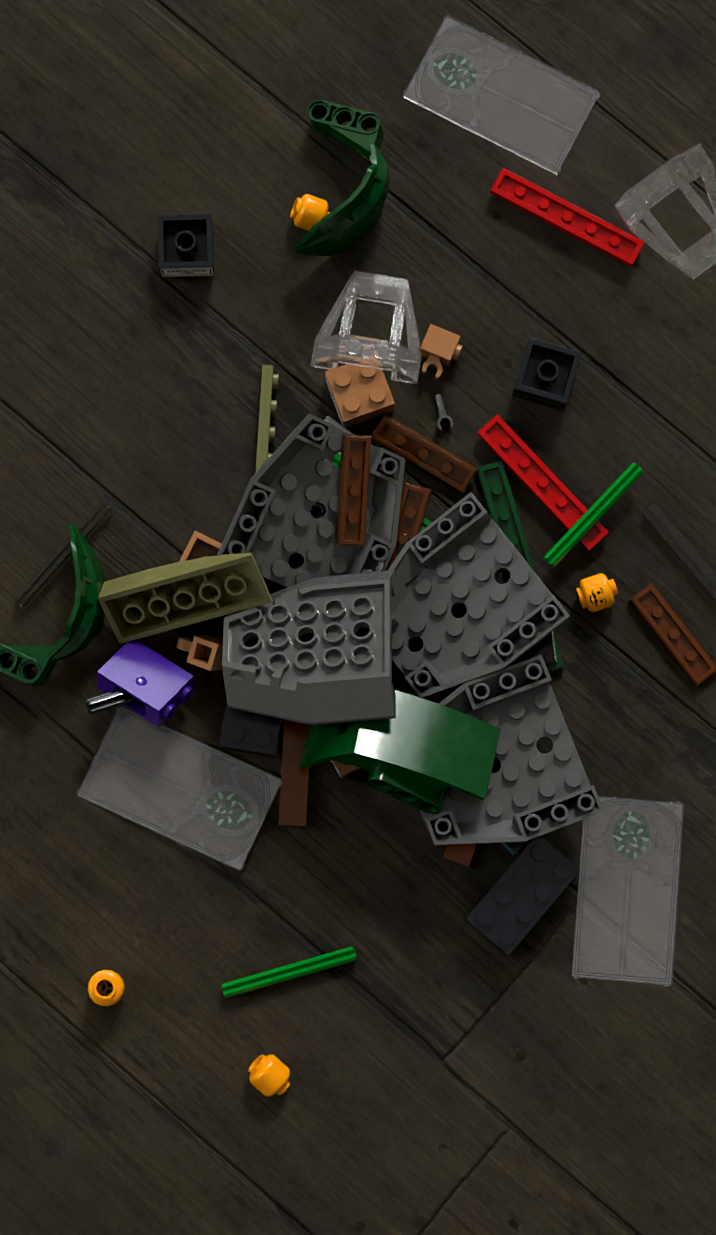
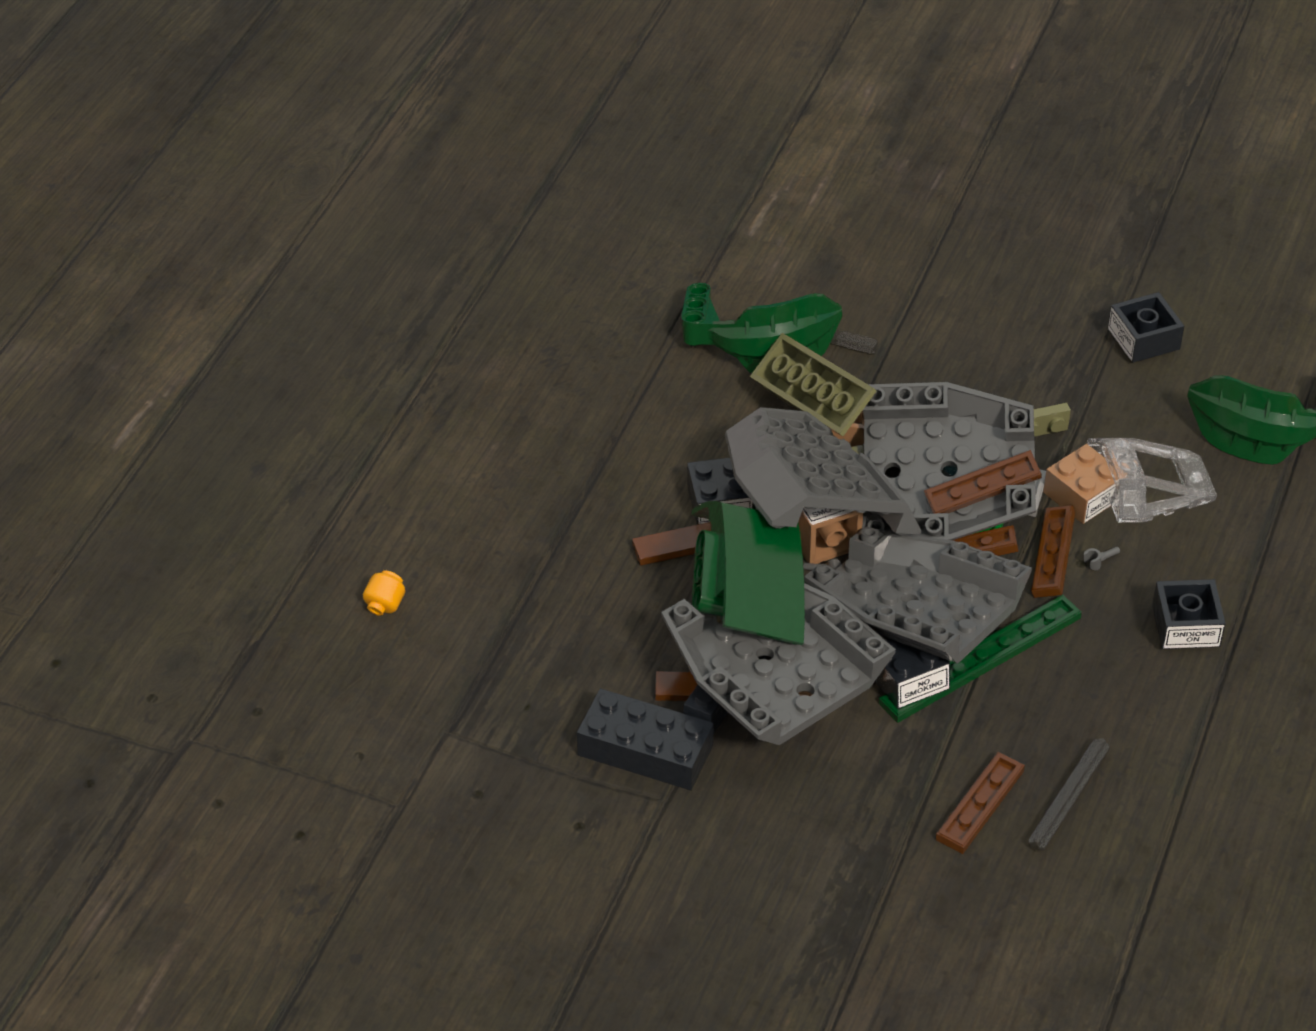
camera: 75 degrees right, 35 degrees down
(96, 991) = (423, 453): light orange head -> none
(141, 683) = (720, 392): dark purple piece -> none
(180, 788) = (635, 463): clear piece -> none
(288, 972) = (492, 587): green axle -> none
(440, 348) = (1164, 531): medium nougat brick -> none
(538, 478) = (1076, 649): red plate -> none
(593, 515) = (1066, 687): green axle -> none
(596, 592) = (988, 716): light orange head -> none
(628, 891) = (690, 837): clear piece -> none

